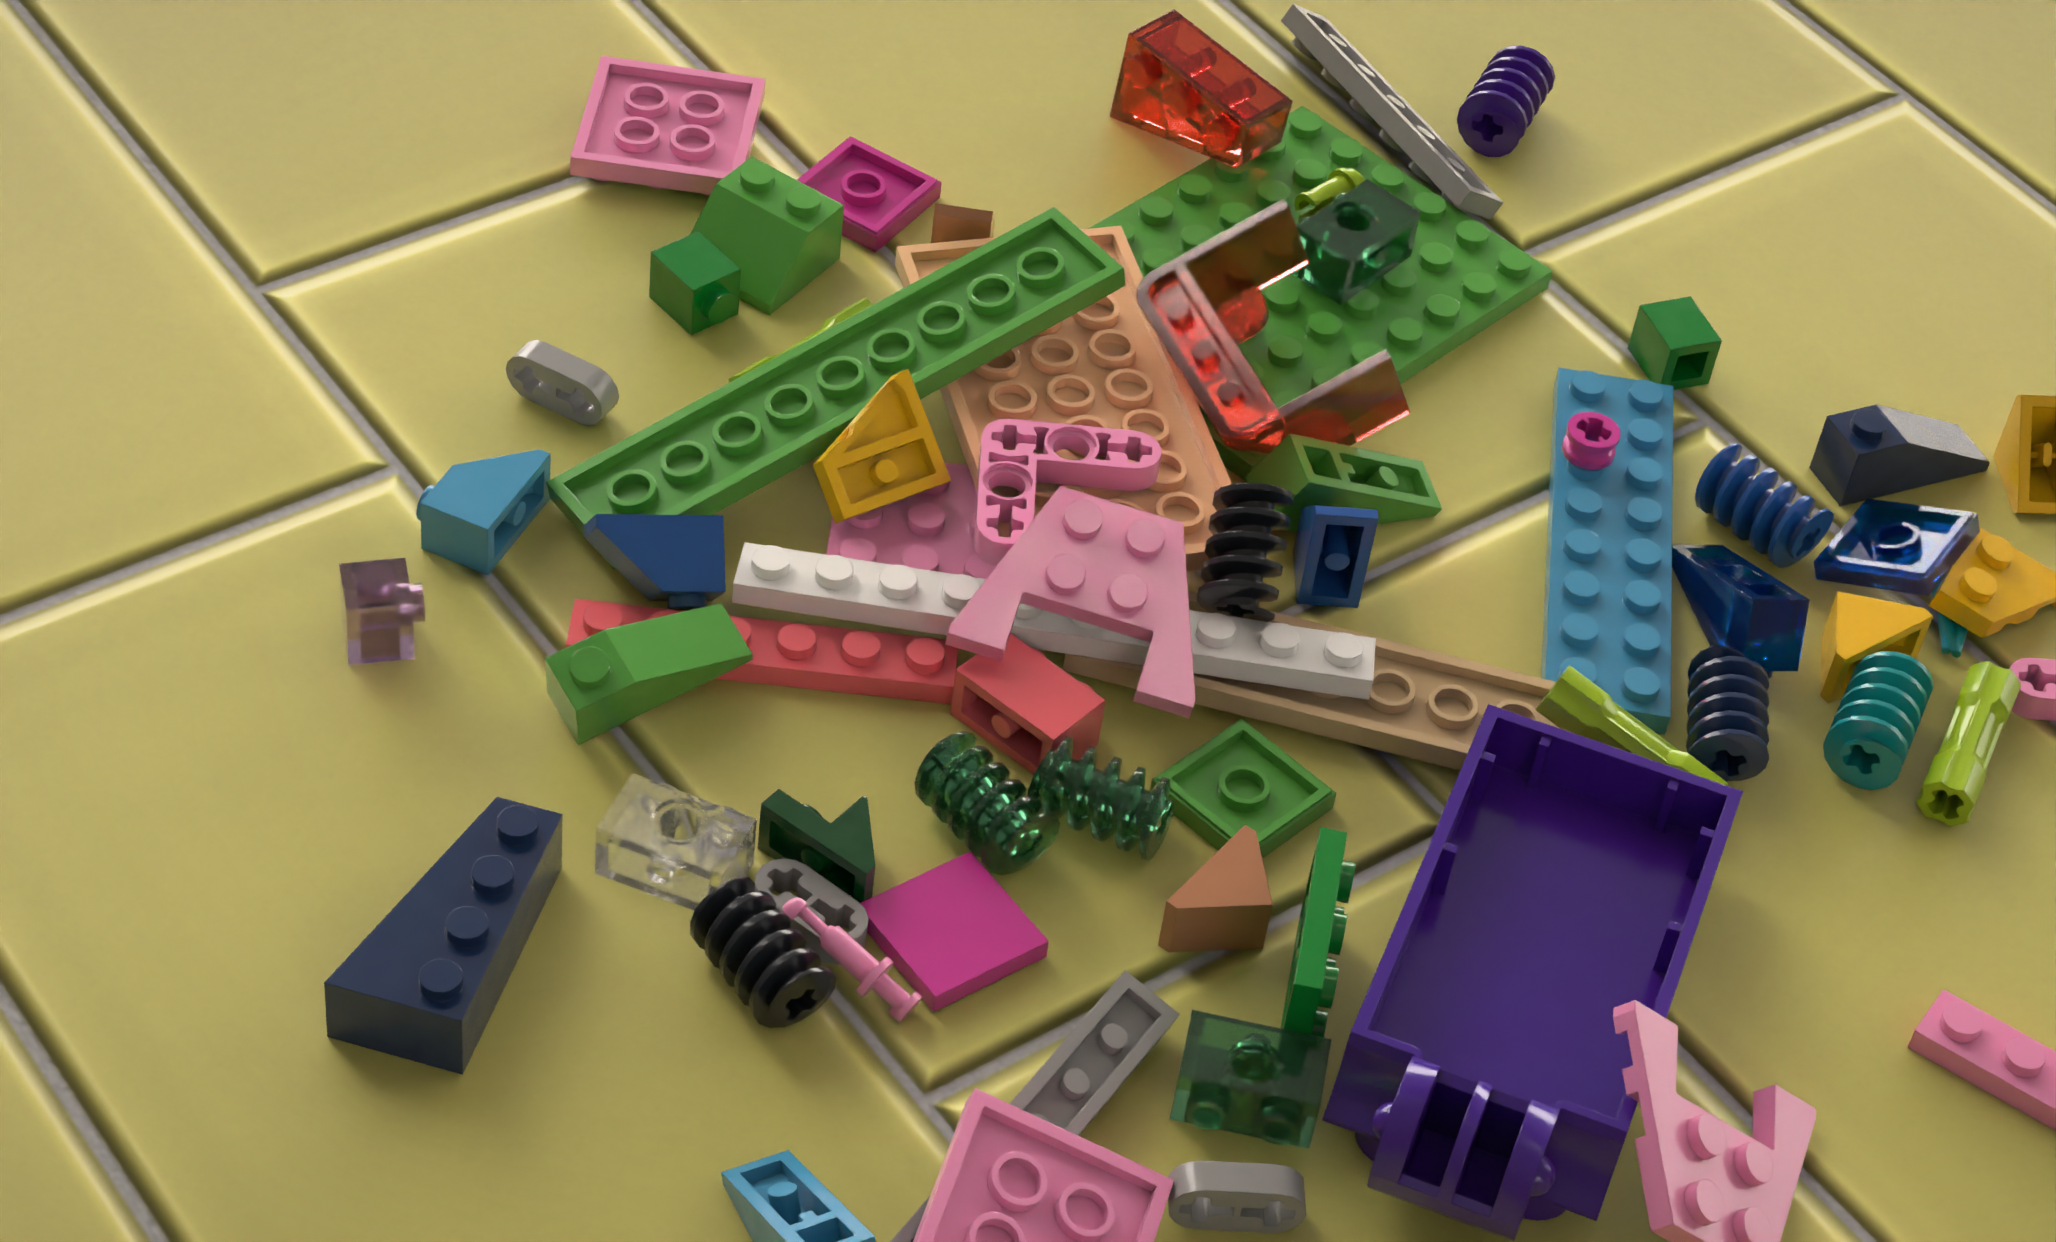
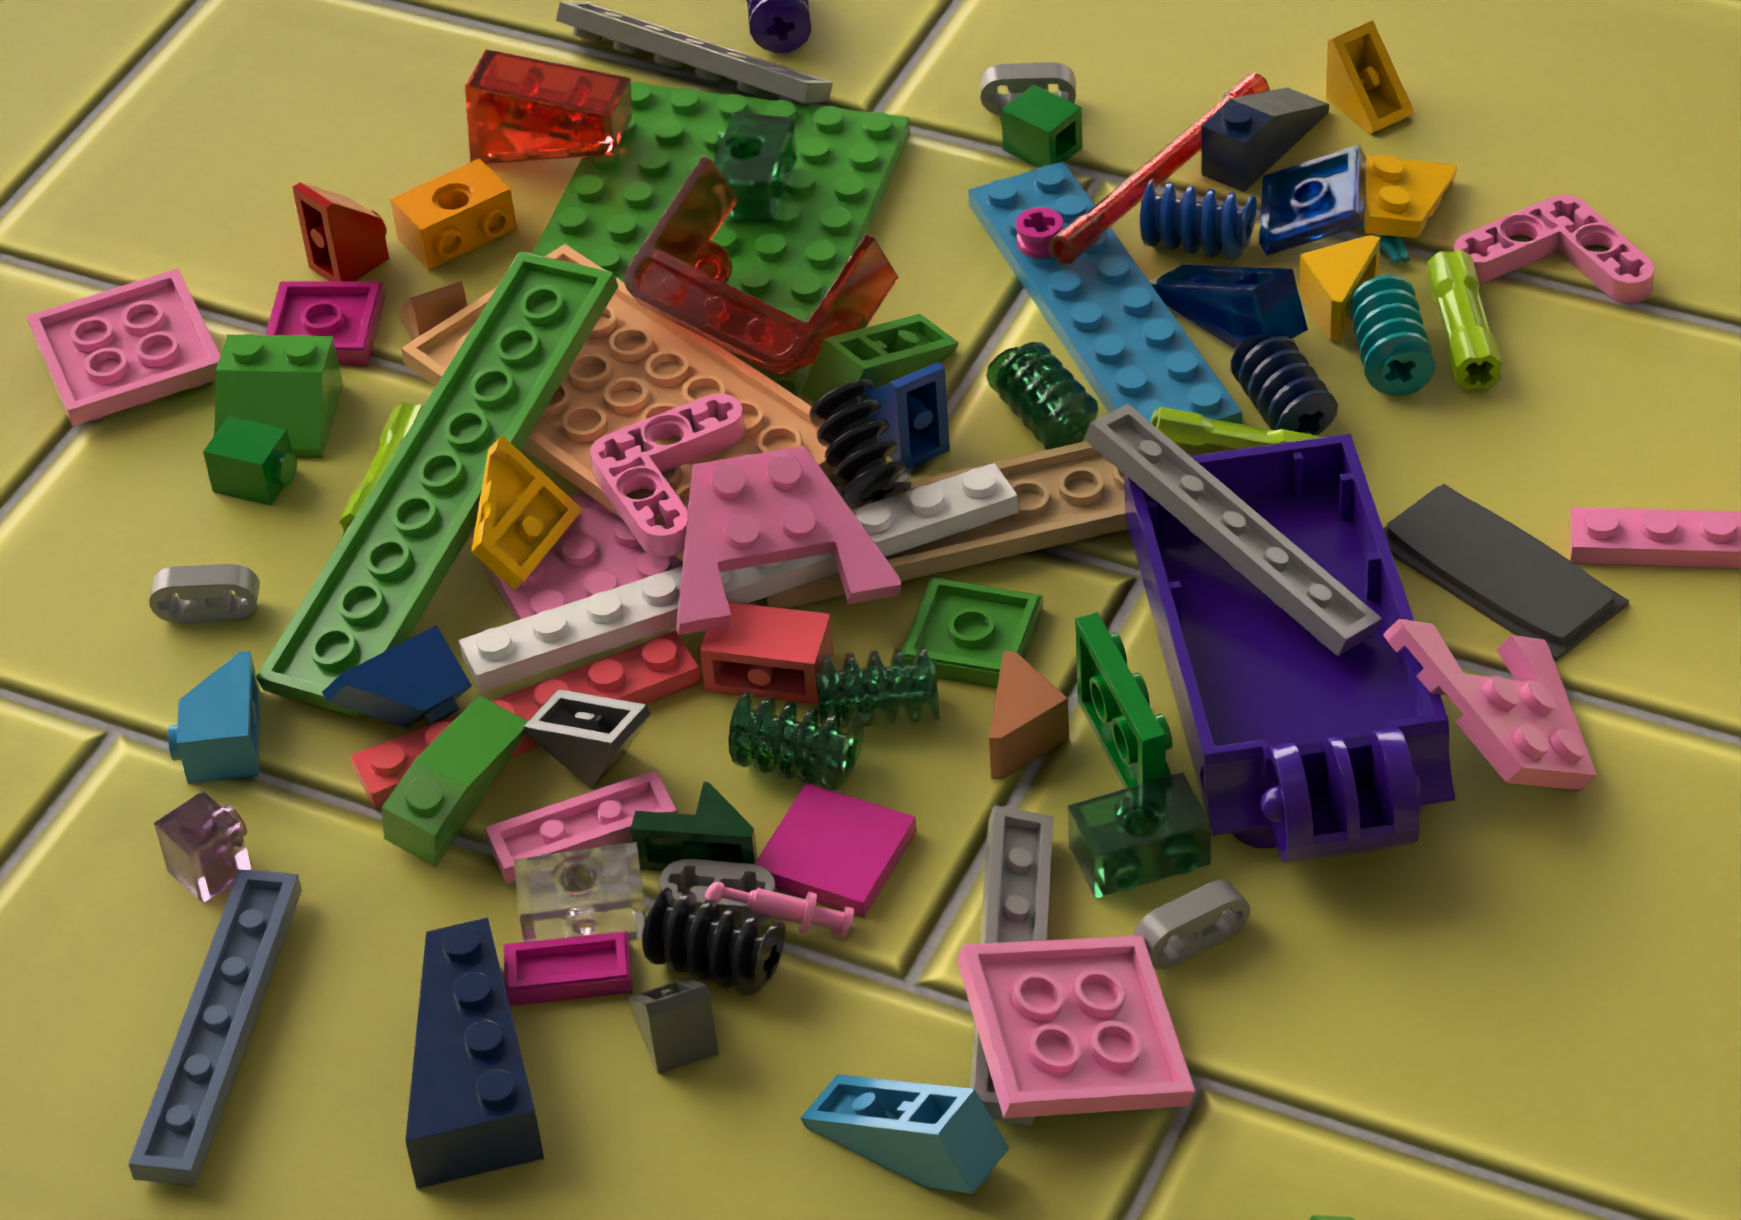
camera: 20 degrees left, 0 degrees up
(261, 785) = (215, 1029): none -> sand blue plate
(618, 906) = (568, 968): none -> dark pink tile
(670, 1013) = (676, 1023): none -> dark grey slope
(731, 773) = (577, 823): none -> bright pink plate
(797, 692) = (586, 731): none -> dark grey slope
(931, 117) = (339, 234): none -> red slope
(1052, 151) = (453, 213): none -> light orange brick
(1339, 181) = (704, 138): lime pin -> none
(1480, 599) = (1042, 394): none -> clear green piece
(1550, 826) = (1233, 529): none -> light grey plate
(1639, 460) = (1088, 228): none -> clear red piece
(1703, 289) = (1019, 78): none -> light grey beam
(1826, 1016) = (1501, 570): none -> dark grey piece

